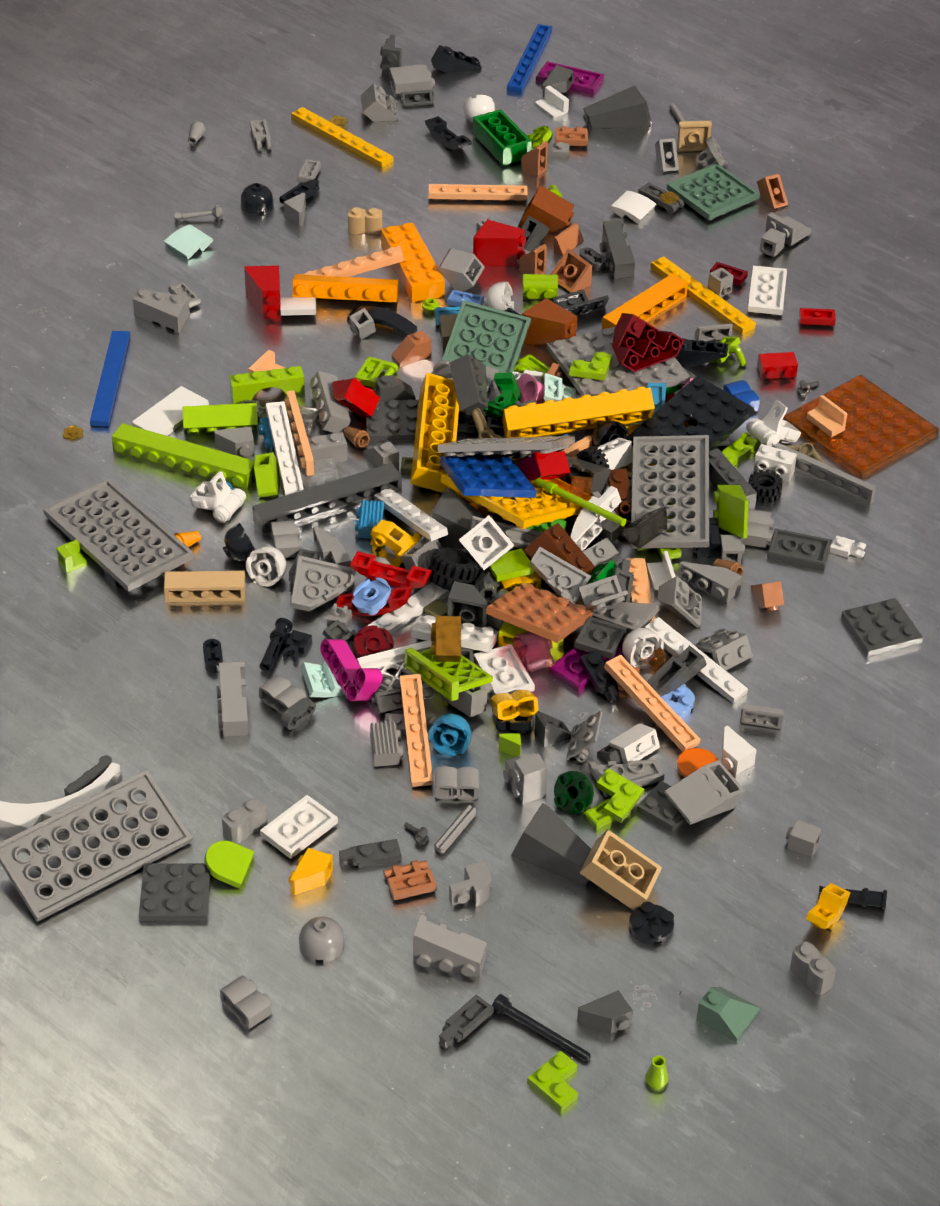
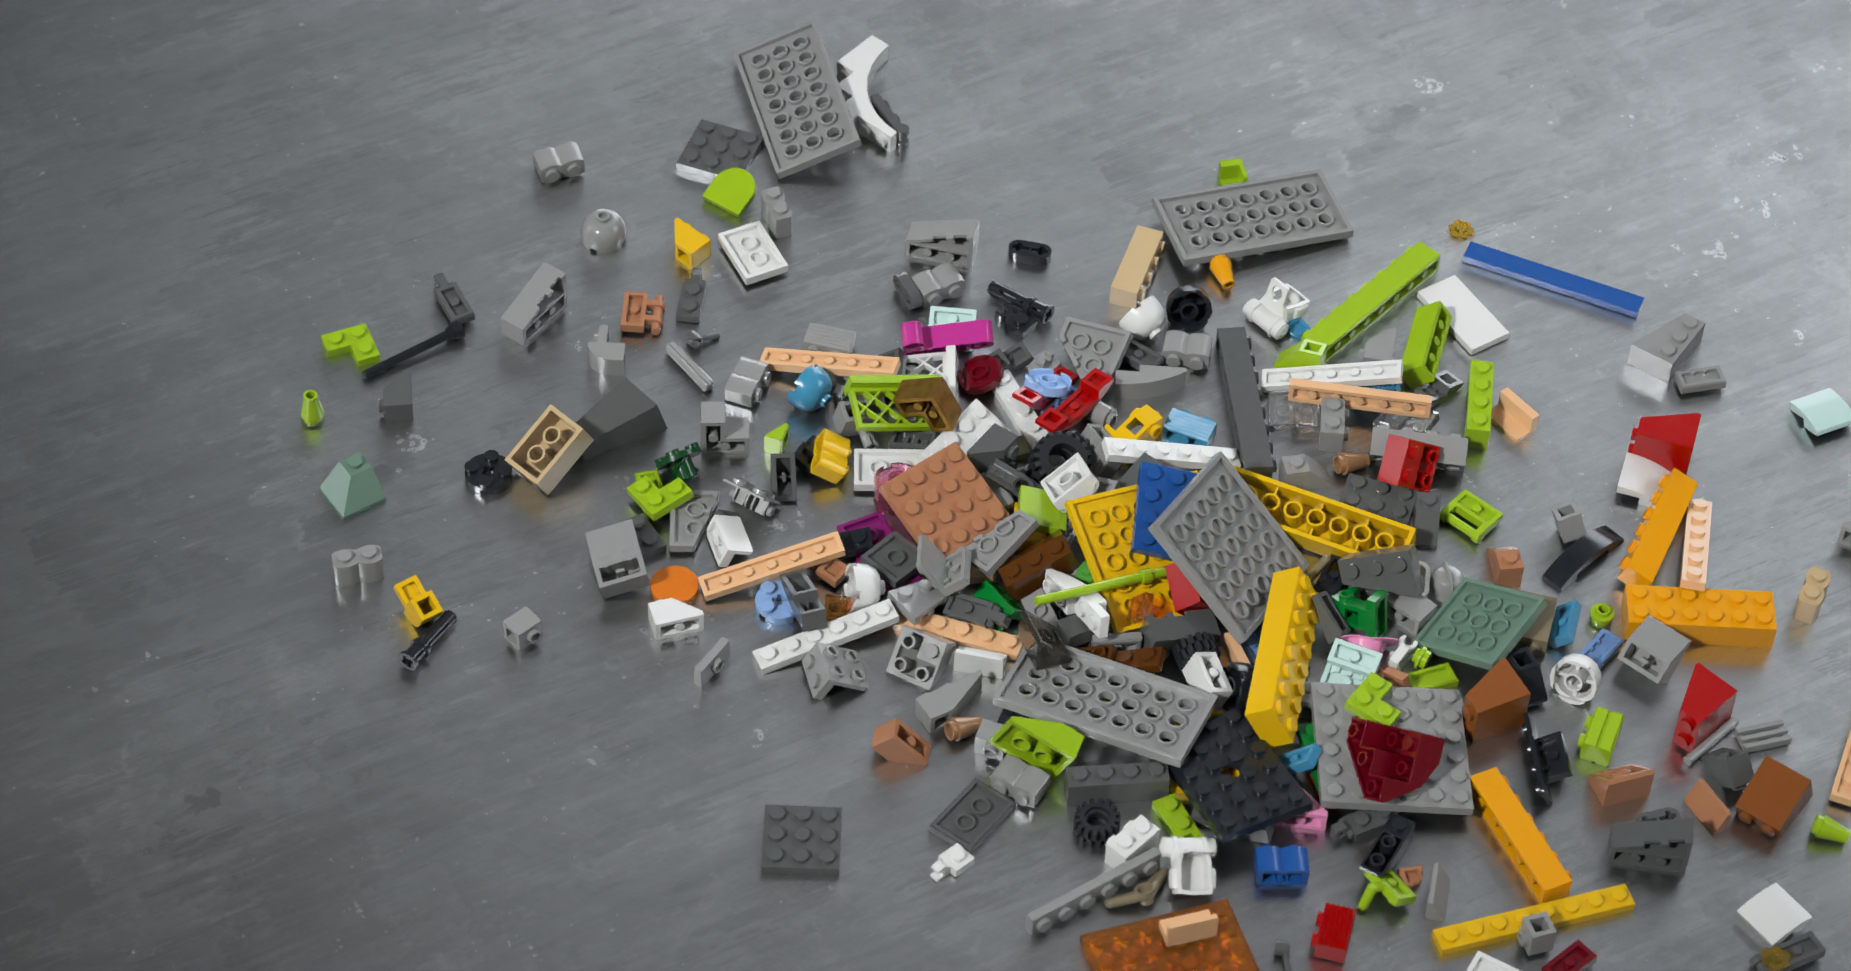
camera: 110 degrees right, 5 degrees up
(534, 261) = (1653, 741): nougat slope -> none

